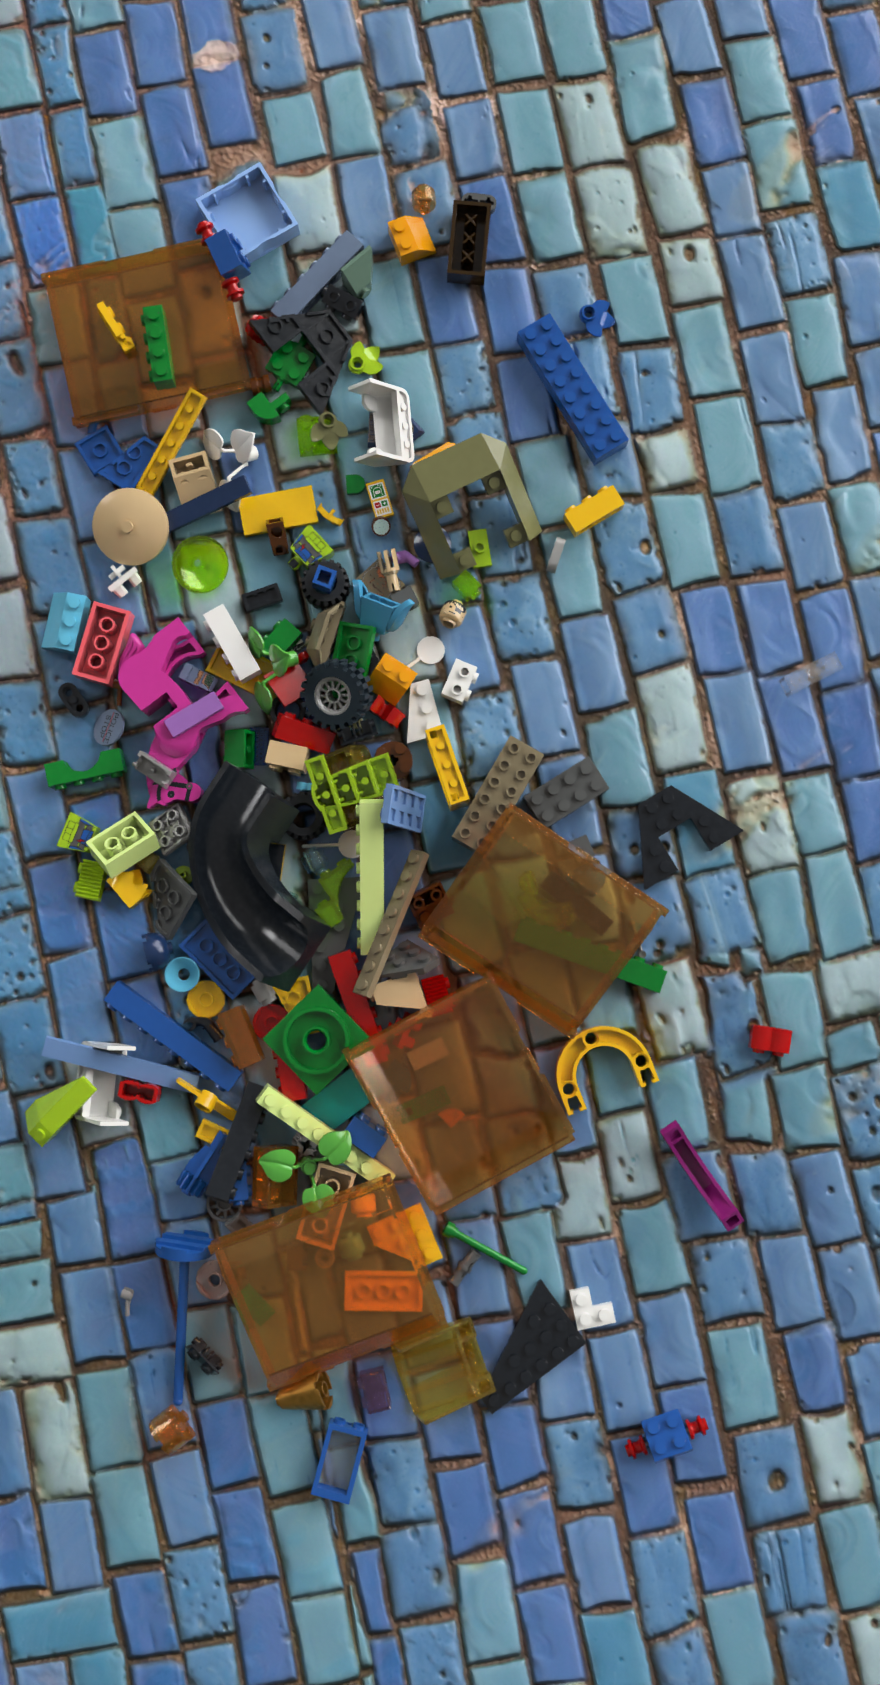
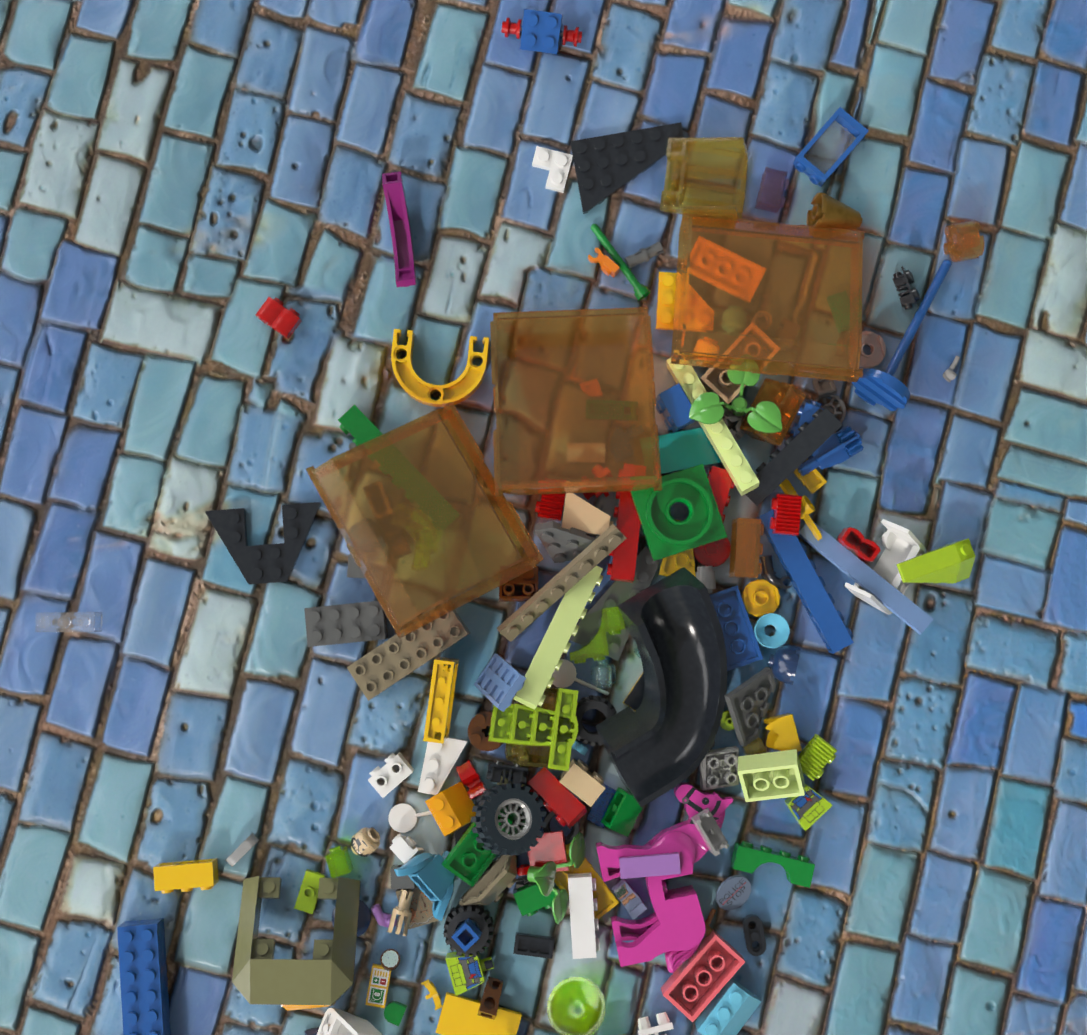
camera: 155 degrees left, 0 degrees up
(218, 1085) = (786, 514): none -> red brick
(415, 625) = (405, 848): none -> white brick
(492, 1238) = (607, 265): none -> orange plate

